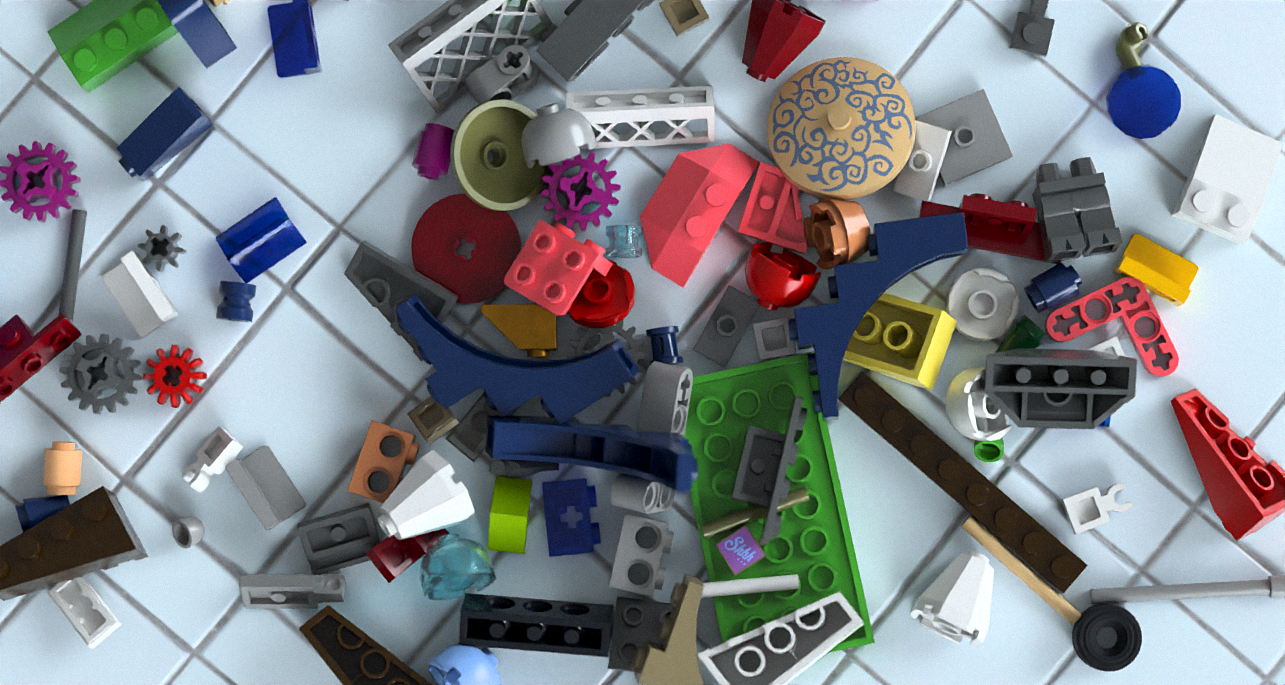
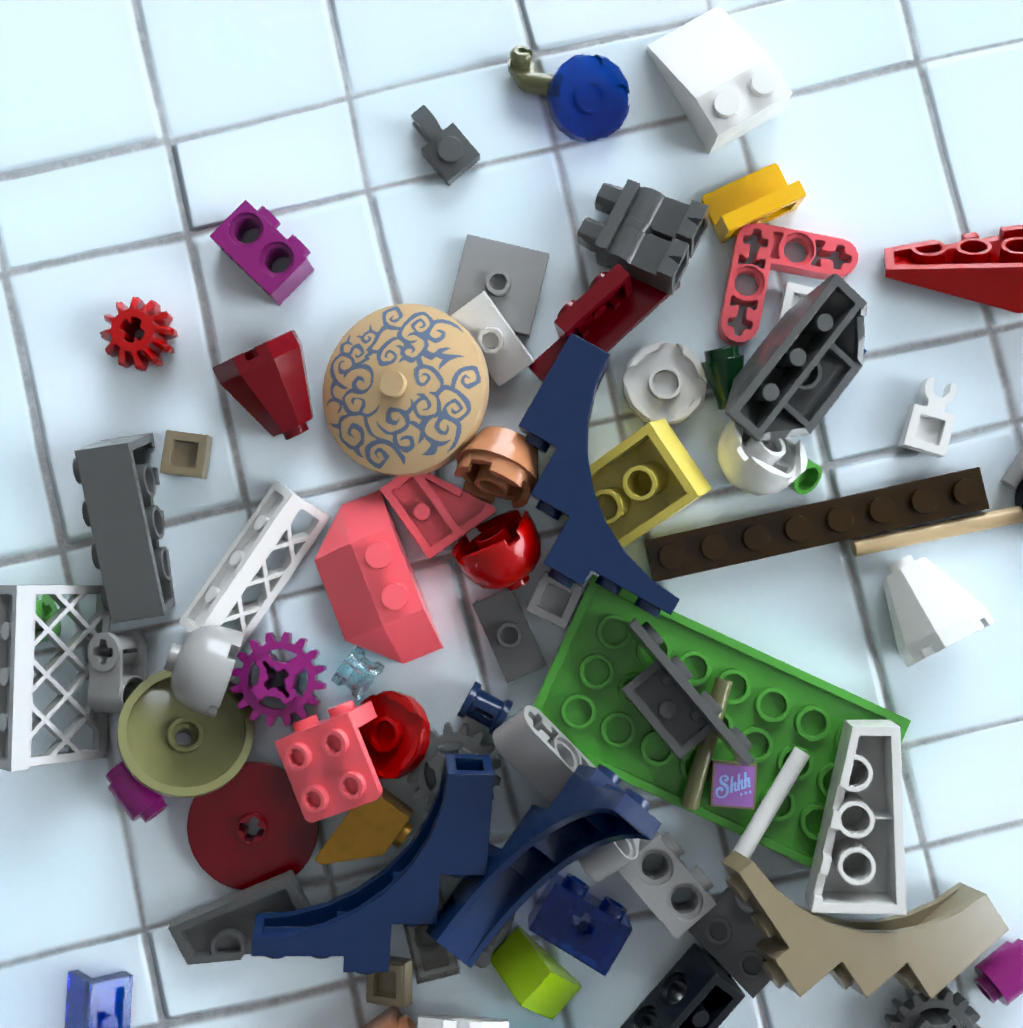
camera: 55 degrees left, 0 degrees up
(1053, 287) = (699, 306): dark blue brick -> none

